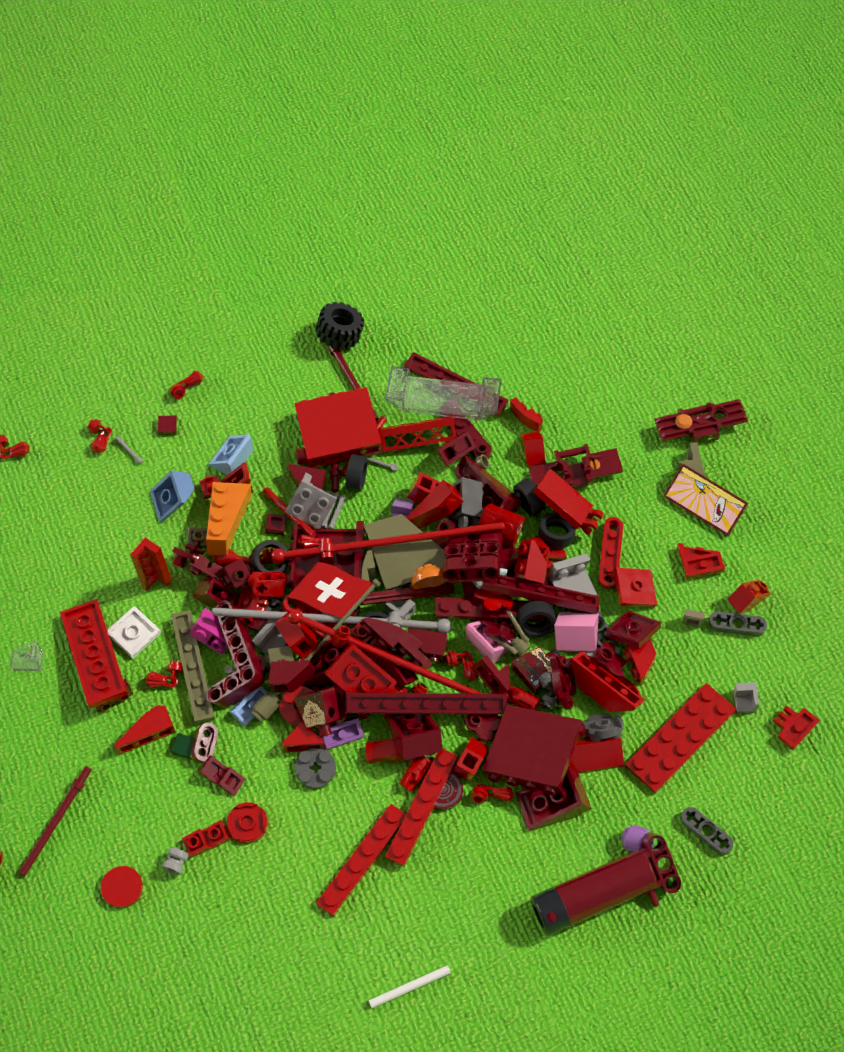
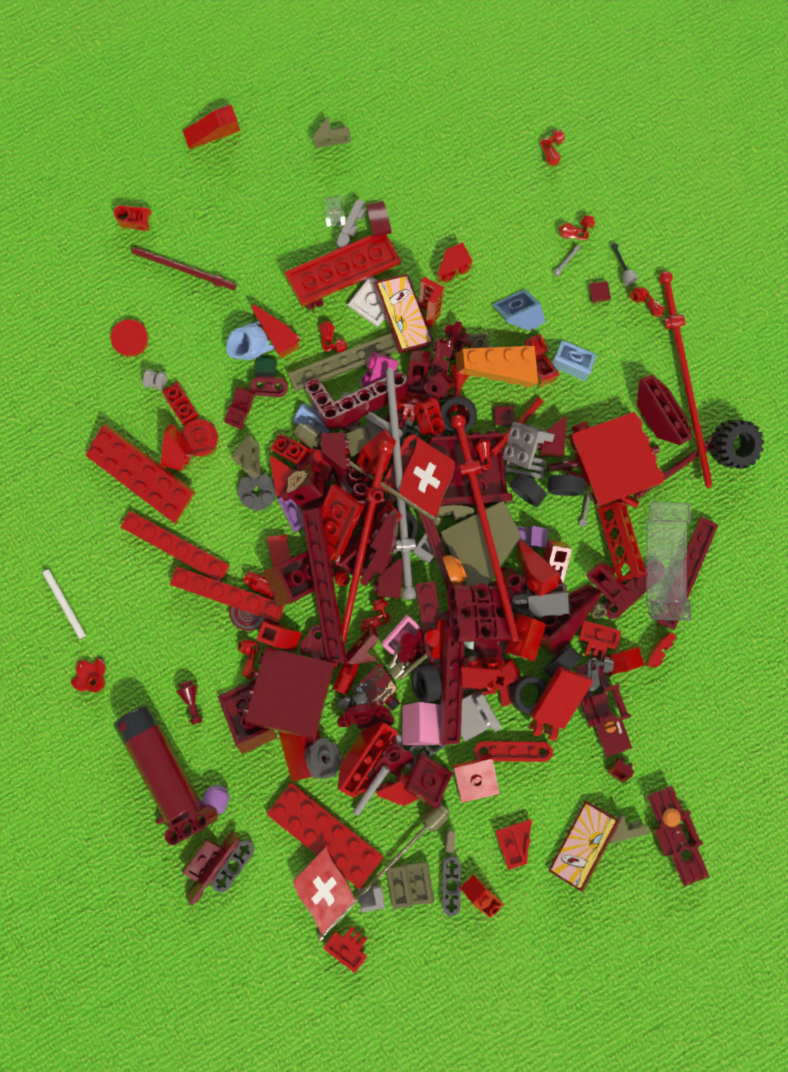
camera: 80 degrees right, 20 degrees up
(47, 614) = (378, 219): none -> dark red slope
(49, 644) = (350, 227): none -> light grey hinge
(108, 549) = (455, 262): none -> red slope
(153, 602) = (403, 313): none -> tile
(154, 755) = (248, 342): none -> light blue helmet
(156, 397) = (628, 276): none -> light grey hinge
(211, 364) = (674, 322): none -> red bar
(259, 844) = (175, 450): none -> red slope
(275, 770) = (248, 456): none -> olive slope
(276, 886) = (140, 473): none -> red plate
(277, 727) = (289, 449): none -> red slope
(299, 384) = (662, 411): none -> dark red wedge
(355, 506) = (528, 490): none -> black tyre
(490, 966) = (87, 674): none -> red plate
(510, 465) = (598, 638): none -> red hinge
(521, 859) = (188, 692): none -> dark red piece
(536, 458) = (593, 674): none -> dark grey piece
(637, 461) = (620, 770): none -> dark red tile
(639, 685) = (371, 790): none -> light grey bar
(703, 855) = (206, 862): none -> bracket
(735, 661) = (410, 885): none -> olive slope
(736, 738) = (327, 891): none -> flag

